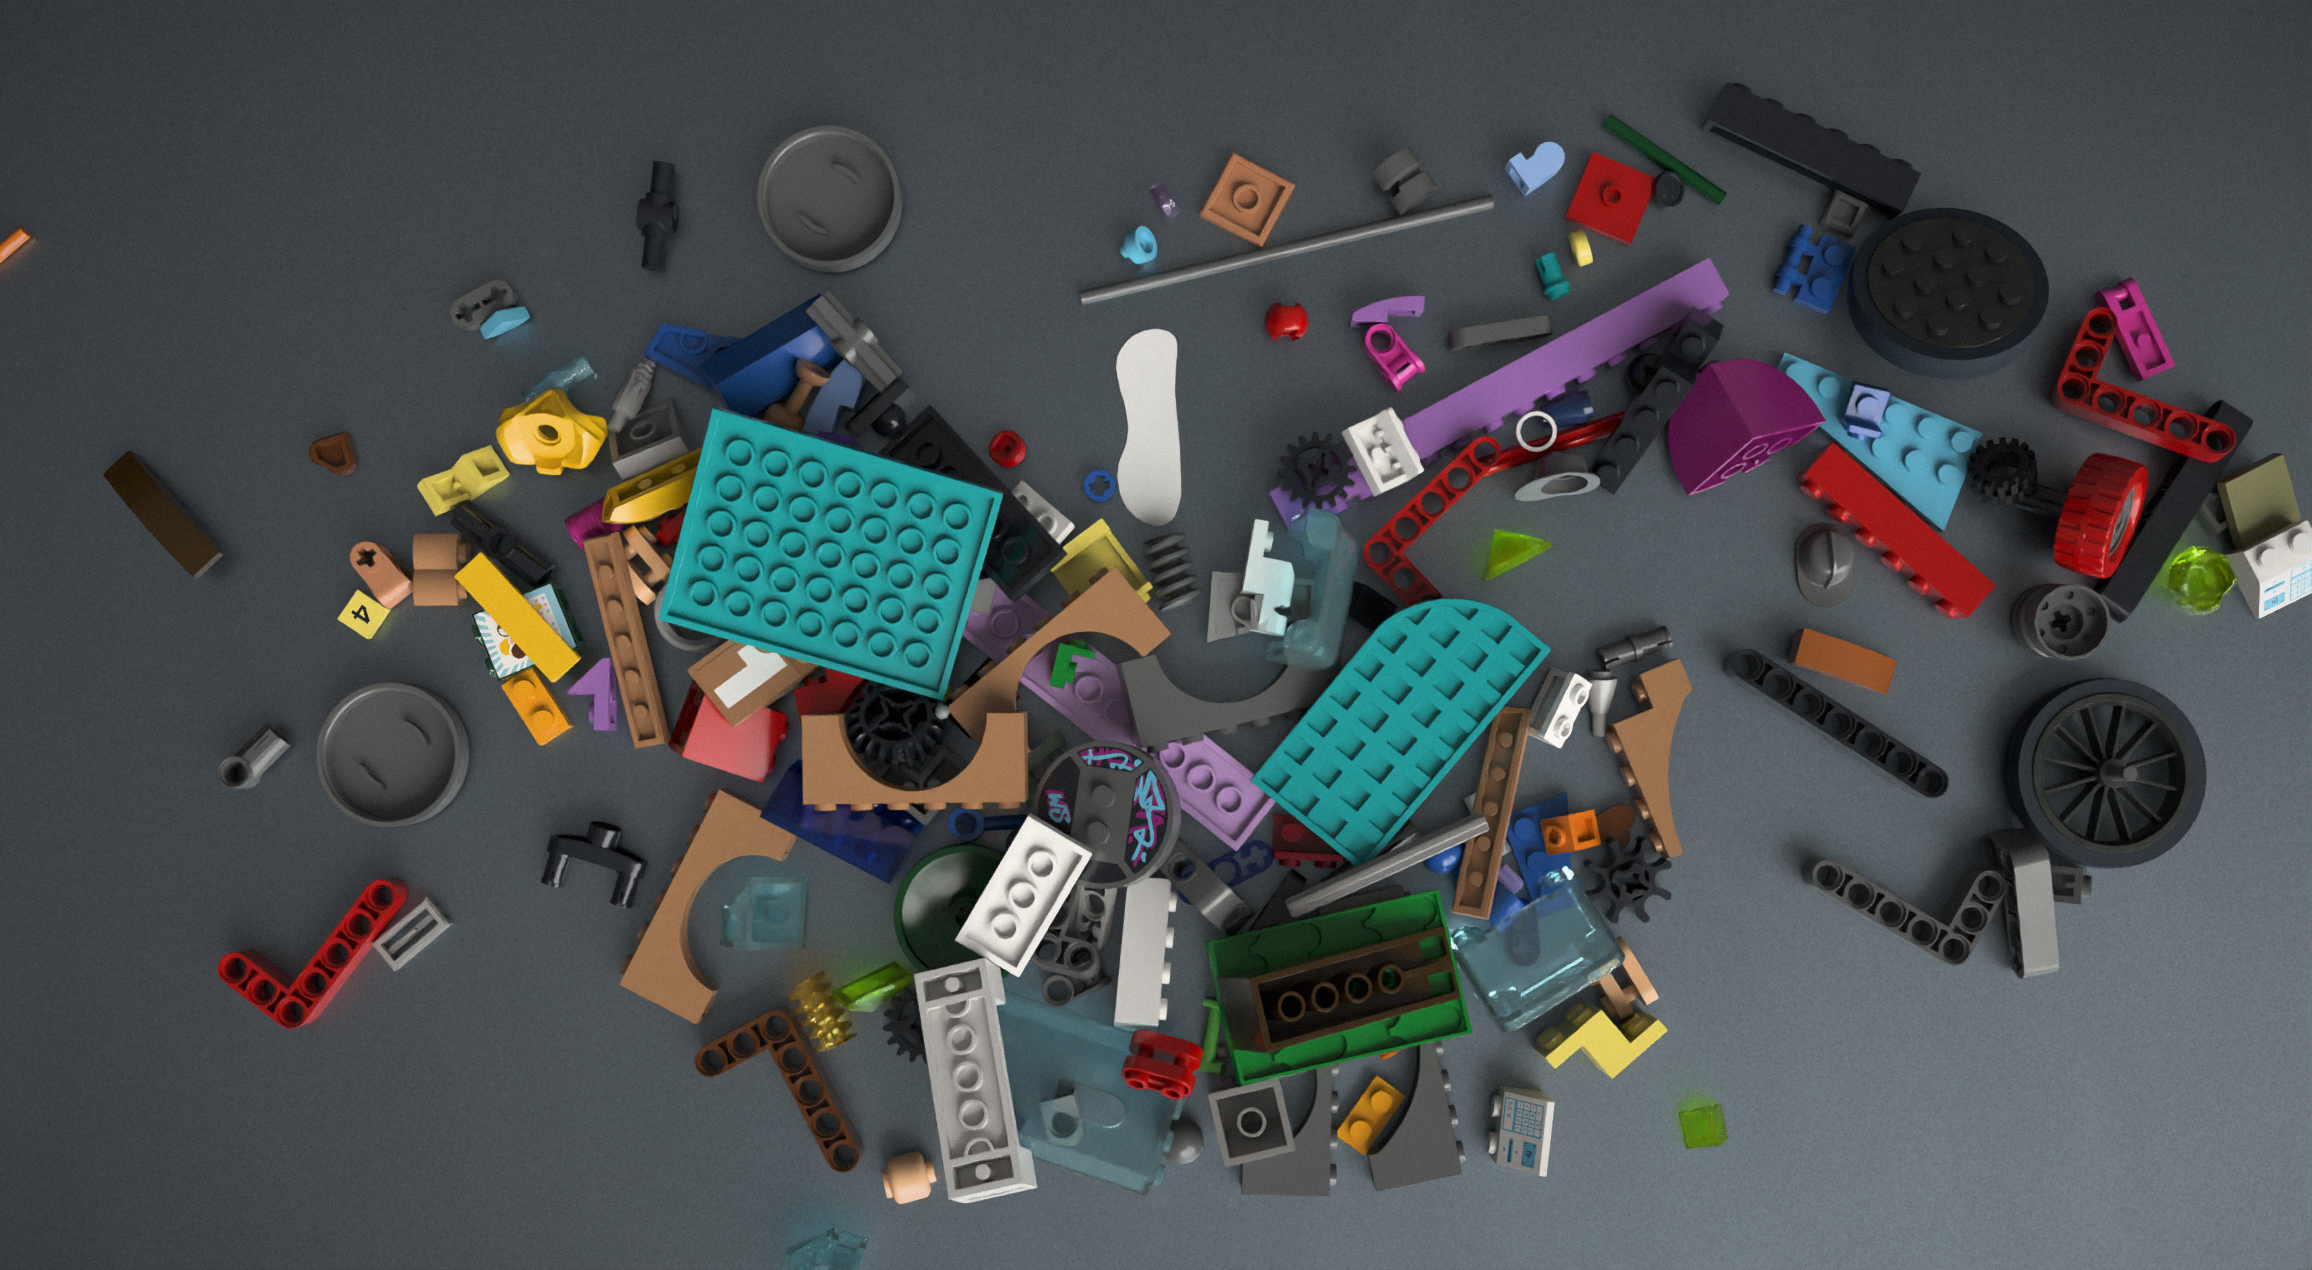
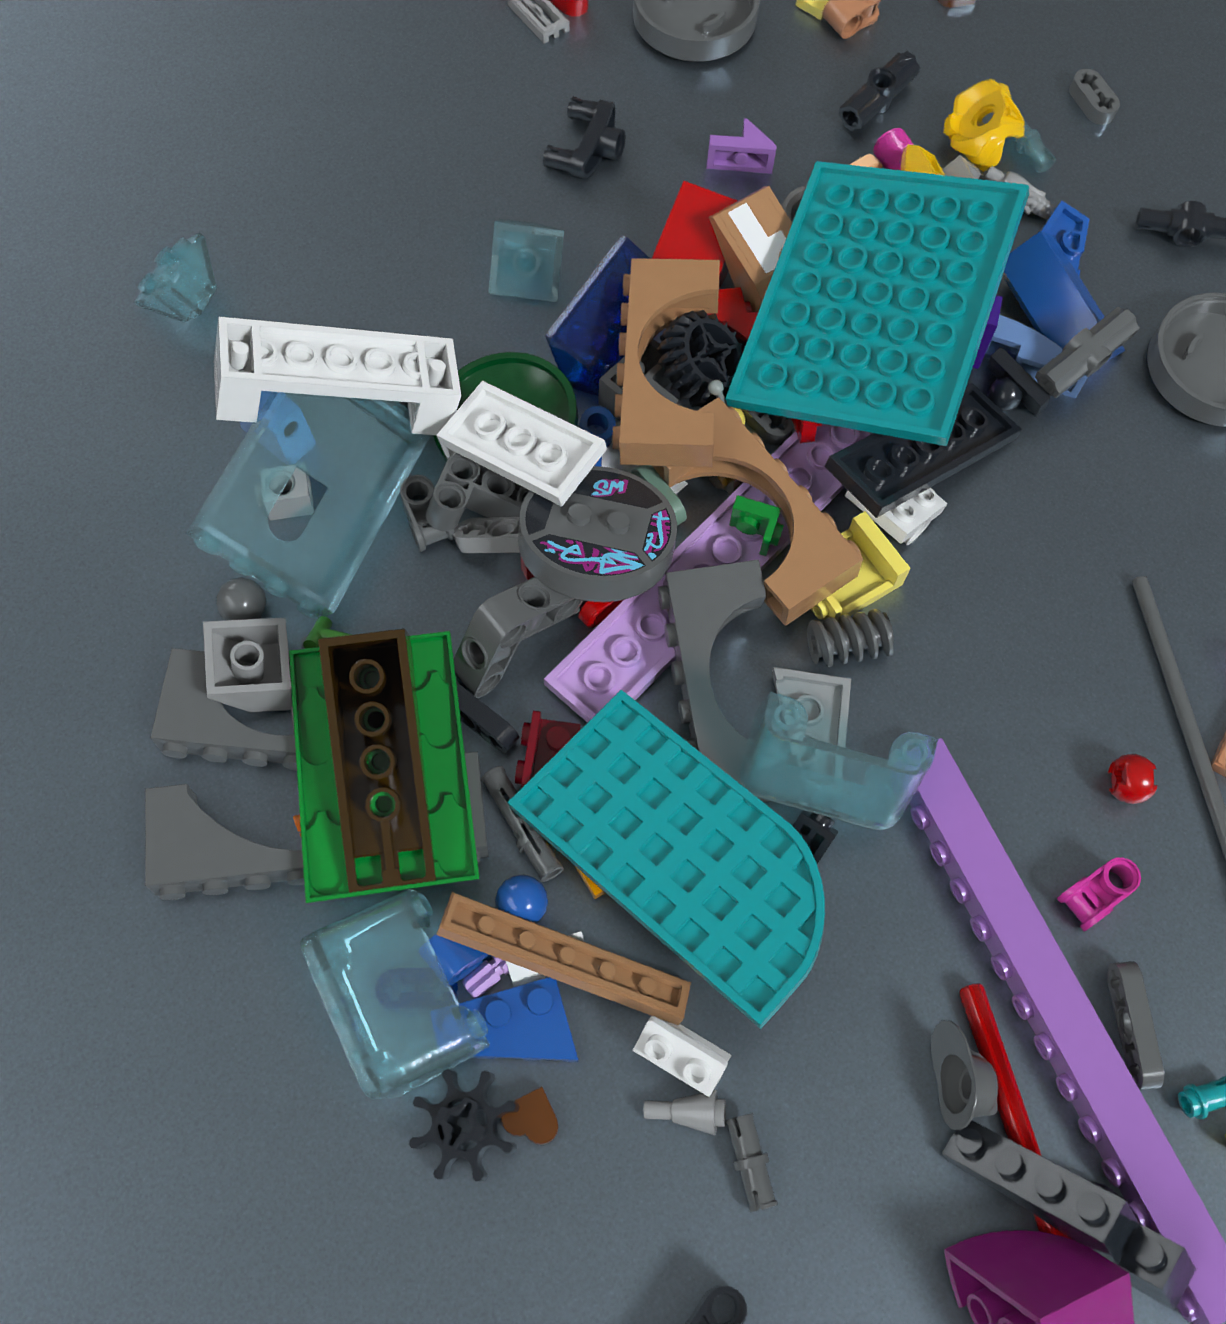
camera: 90 degrees right, 20 degrees down
(435, 564) = (856, 46): medium nougat brick -> none
(465, 481) = (936, 77): light yellow slope -> none
(504, 321) = (1081, 107): medium azure tile -> none
(504, 655) = (802, 103): panel -> none
(517, 617) = (815, 84): yellow tile -> none
(537, 706) = (731, 108): light orange plate -> none
(626, 640) = (794, 165): medium nougat tile -> none
(663, 962) = (493, 179): medium nougat arch -> none
(788, 414) = (1049, 321): medium nougat piece -> none
(794, 1076) = (366, 277): reddish brown beam -> none
(820, 1013) = (424, 292): clear yellow piece -> none
(873, 988) = (439, 323): clear neon green slope -> none
(983, 596) = (824, 446): light grey tile -> none
(1007, 449) = (978, 497): red tile -> none
(1091, 477) = (949, 575): blue bush -> none
(1139, 245) = (1203, 636): medium azure tile -> none
(1143, 954) = (435, 571): white wedge -> none
(1151, 457) = (970, 637): white sticker -> none
(1161, 1064) = (305, 572): red brick -> none
(1245, 852) = (543, 693): clear blue beam -> none
(1268, 581) = (850, 718): white plate -> none
(1332, 478) = (985, 785): black gear -> none
(1369, 1114) = (234, 800): light orange plate -> none
(1378, 312) = (1155, 888): medium lavender slope -> none
(1383, 451) = (993, 857): white bracket -> none
(1386, 865) = (515, 830): light grey axle -> none
(1423, 520) = (908, 911): red beam -> none
(1509, 551) = (869, 1015): clear neon green slope -> none
(1521, 1129) = (183, 962): white slope -> none
(1553, 436) = (1039, 1047): white piece -> none
(1569, 409) = (1045, 1102): dark blue cone -> none
(1570, 832) = (530, 1057): orange bracket -> none
(1599, 1038) = (275, 1064): light yellow bracket -> none
(1616, 1000) = (319, 1095): light nougat brick -> none
(1645, 745) = (627, 1162): medium nougat arch -> none
(1704, 1127) = (144, 1204): clear neon green slope -> none

